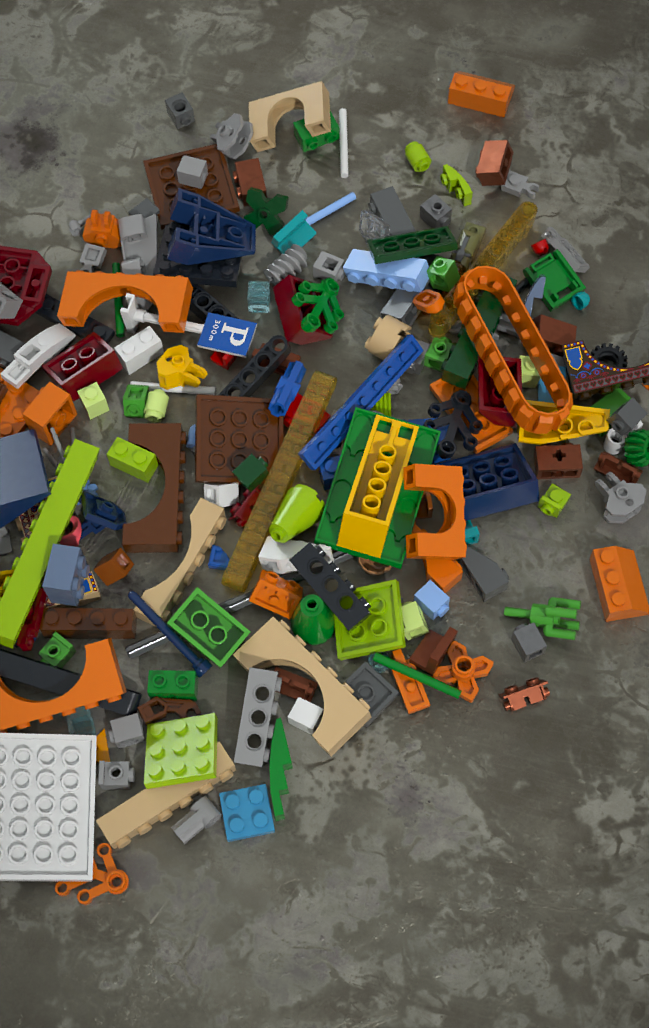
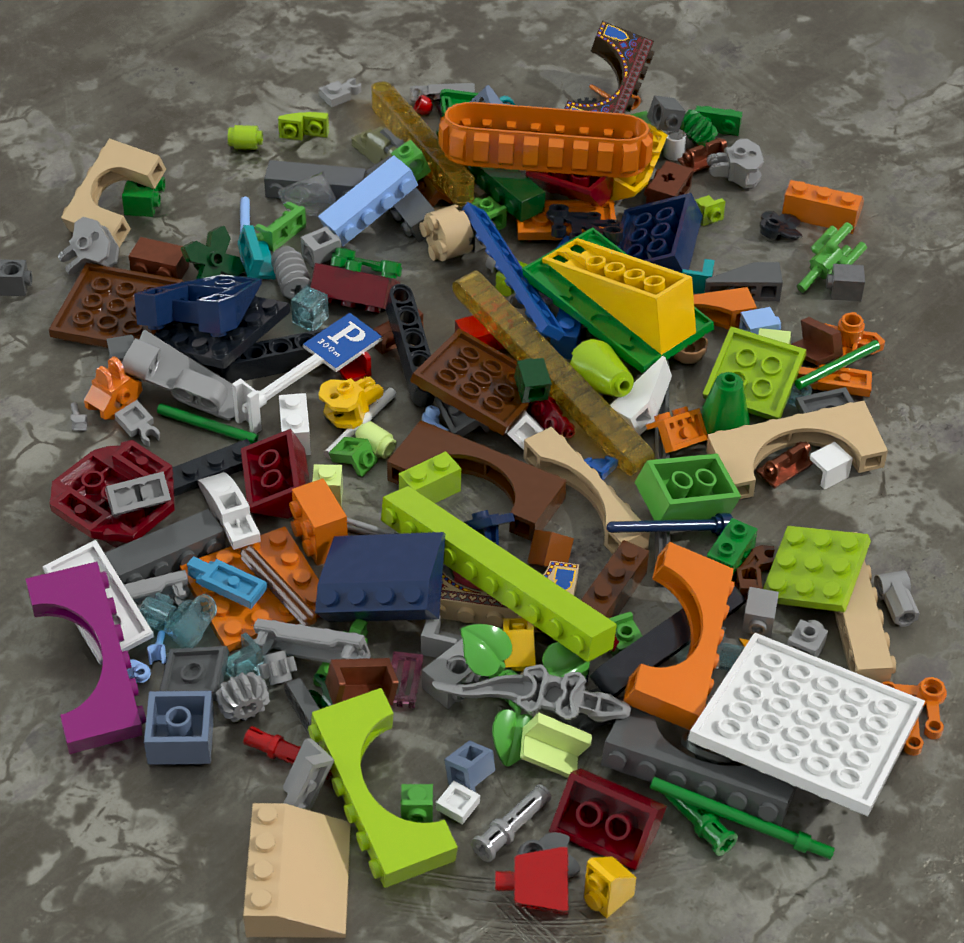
camera: 65 degrees left, 20 degrees down
(66, 575) = (556, 558): sand blue brick -> none
(87, 290) = (259, 357): orange arch -> none
(192, 171) = (113, 288): light grey panel -> none
(244, 752) = (811, 491): light grey brick -> none
(247, 812) = (911, 553): dark azure plate -> none
(279, 762) = (882, 512): green slope -> none
(287, 389) = (453, 315): blue piece -> none
(303, 563) = (697, 369): black brick -> none
(336, 234) = (284, 227): none -> bright green hinge
(343, 143) = (189, 188): white bar -> none
(412, 245) = (360, 166): dark green tile -> none
(429, 301) = (438, 177): orange plate -> none
(435, 212) = (324, 150): flat silver brick -> none
(447, 486) = (661, 239): orange arch -> none
(480, 93) = (212, 69): orange slope -> none
(494, 163) = (304, 90): brick -> none
(515, 695) = (897, 308): hinge -> none
(575, 562) = (774, 225): none -> black plate

